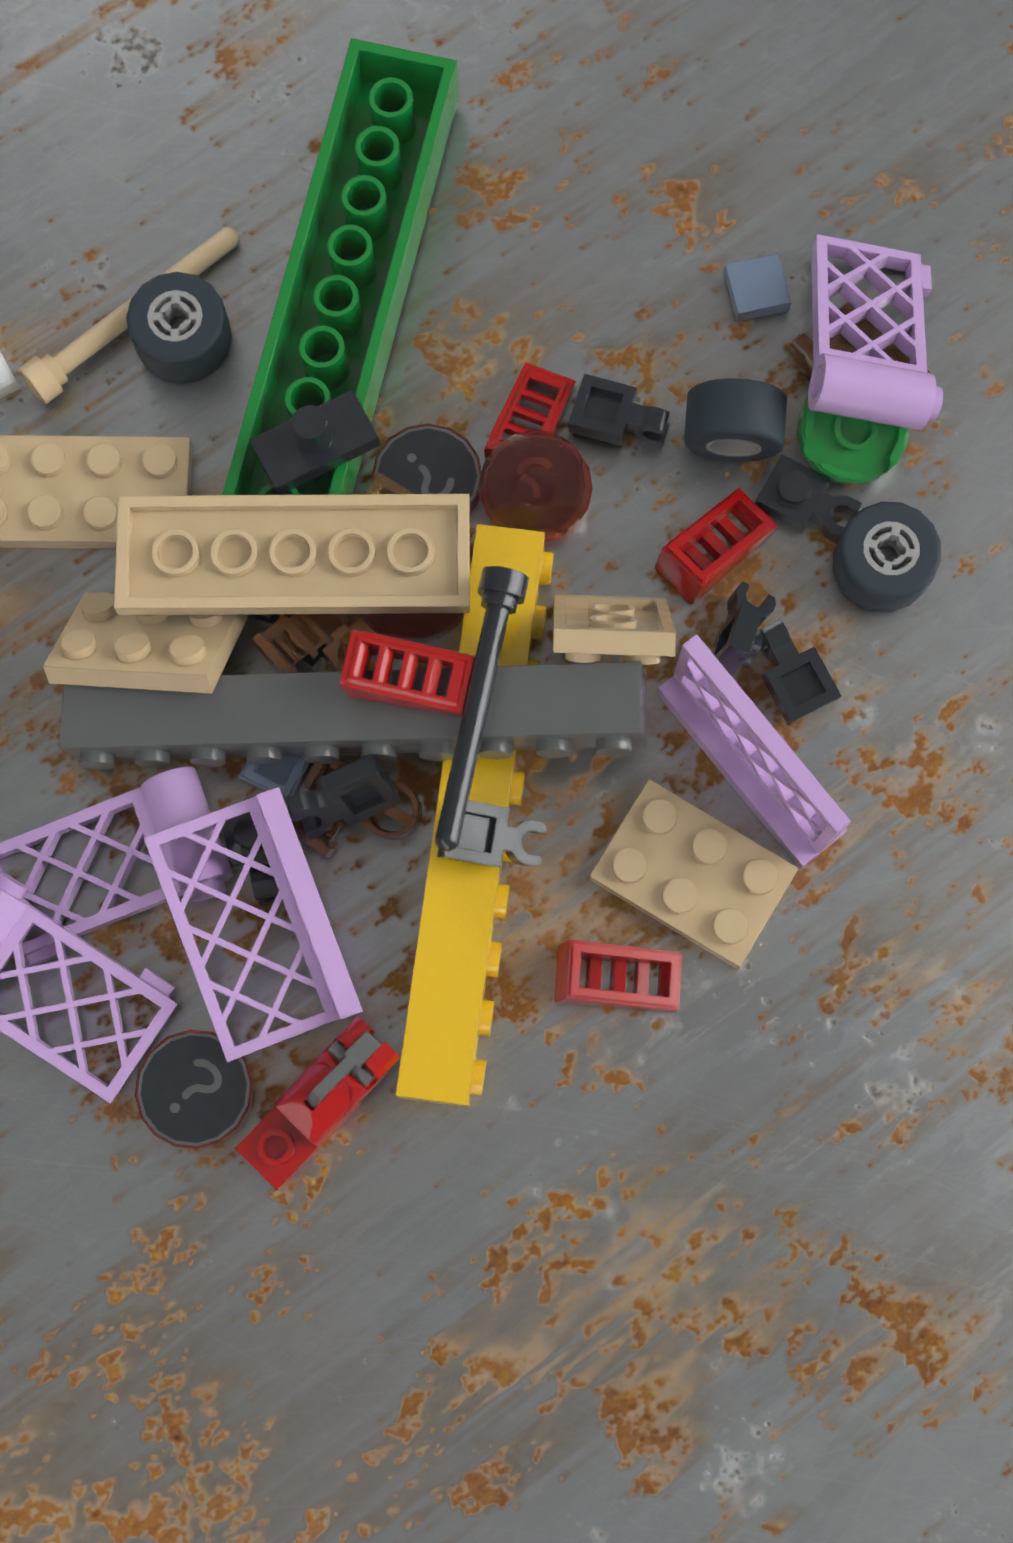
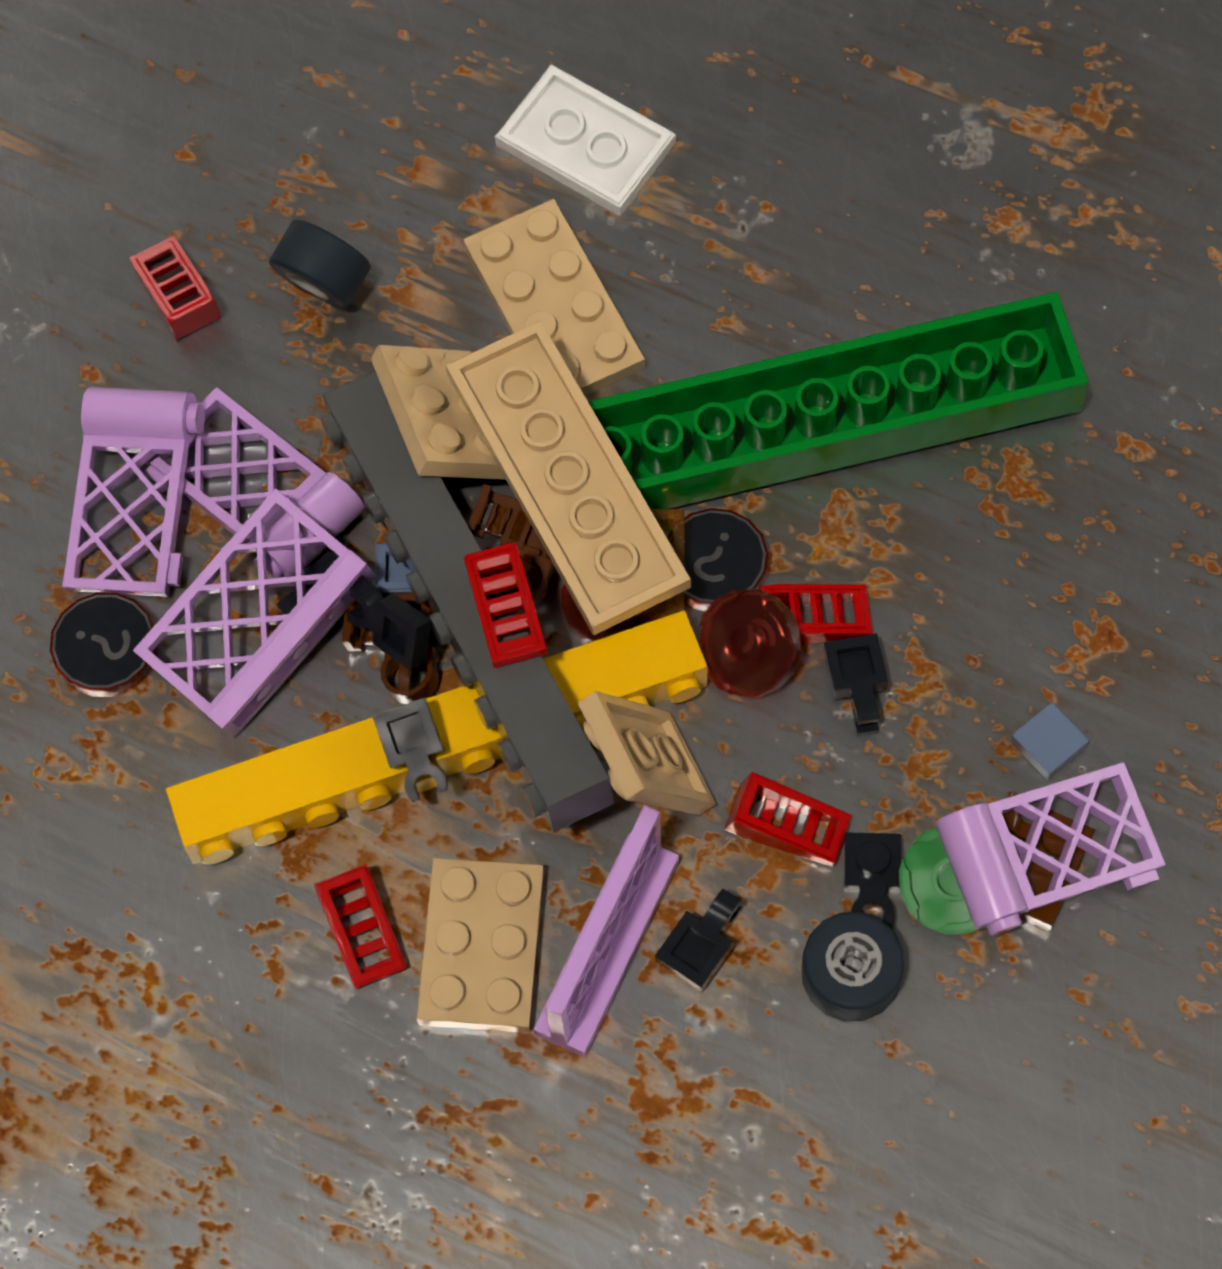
camera: 65 degrees right, 10 degrees down
(49, 373) = (639, 228): tan piece -> none
(194, 342) = (726, 319): black wheel -> none
(315, 442) = (675, 444): black tile -> none
(317, 1103) = (135, 738): red plate -> none
(500, 593) = (608, 643): black piece -> none
(735, 420) = (900, 774): black wheel -> none
(737, 639) = (701, 874): black plate -> none

